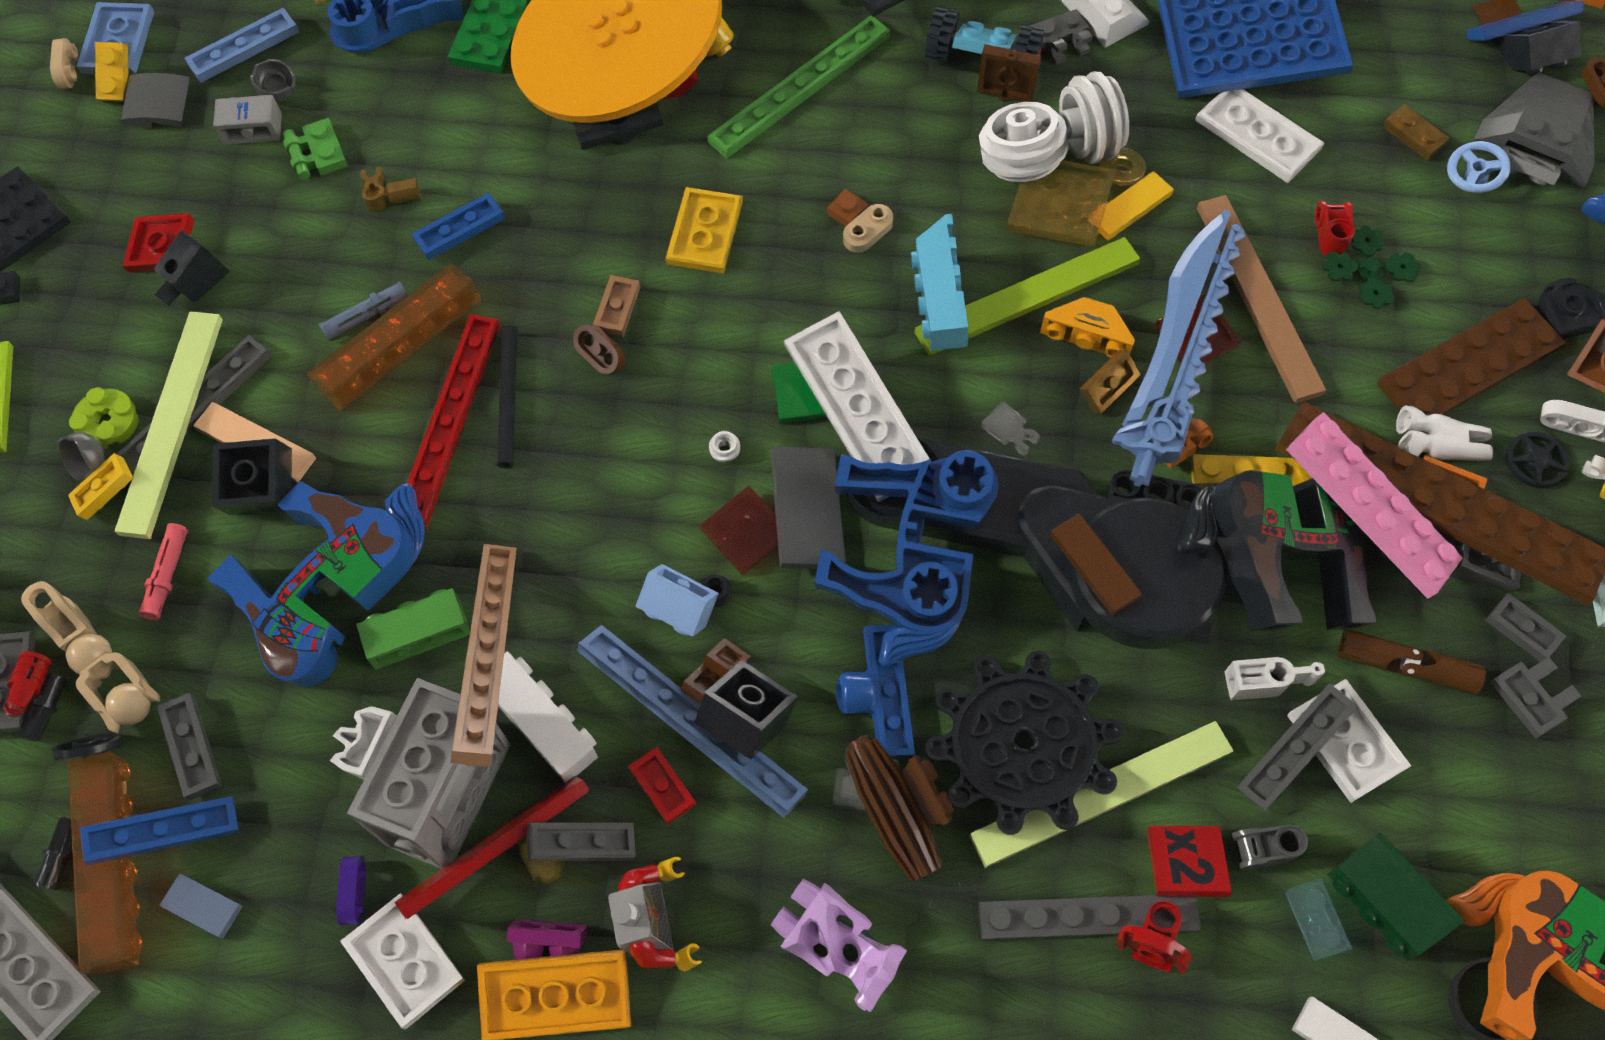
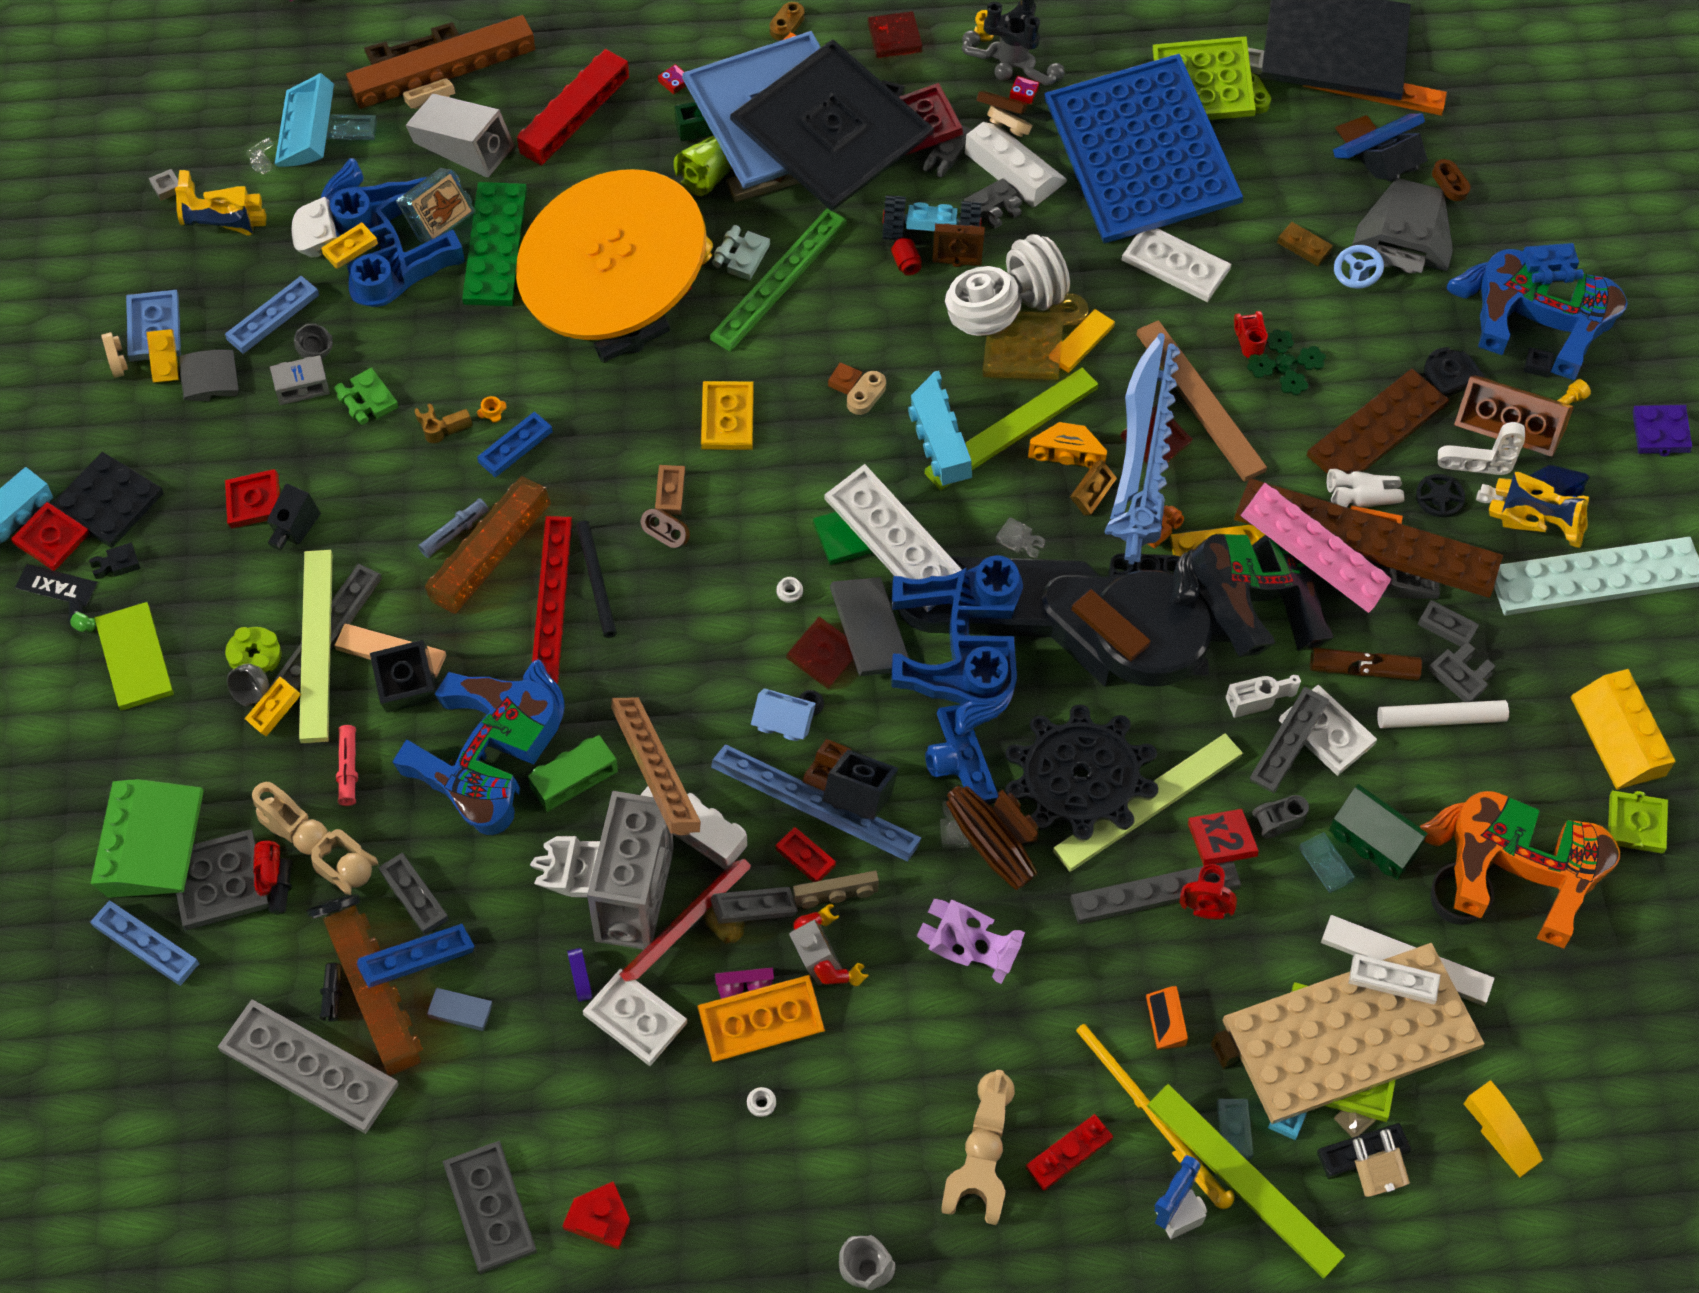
camera: 15 degrees left, 5 degrees down
(445, 182) = (491, 403): none -> light orange plate
(687, 839) = (836, 889): none -> dark tan plate
(770, 56) = (748, 255): none -> light aqua plate
(948, 80) = (906, 256): none -> red brick
(1502, 746) = (1443, 714): none -> white piece

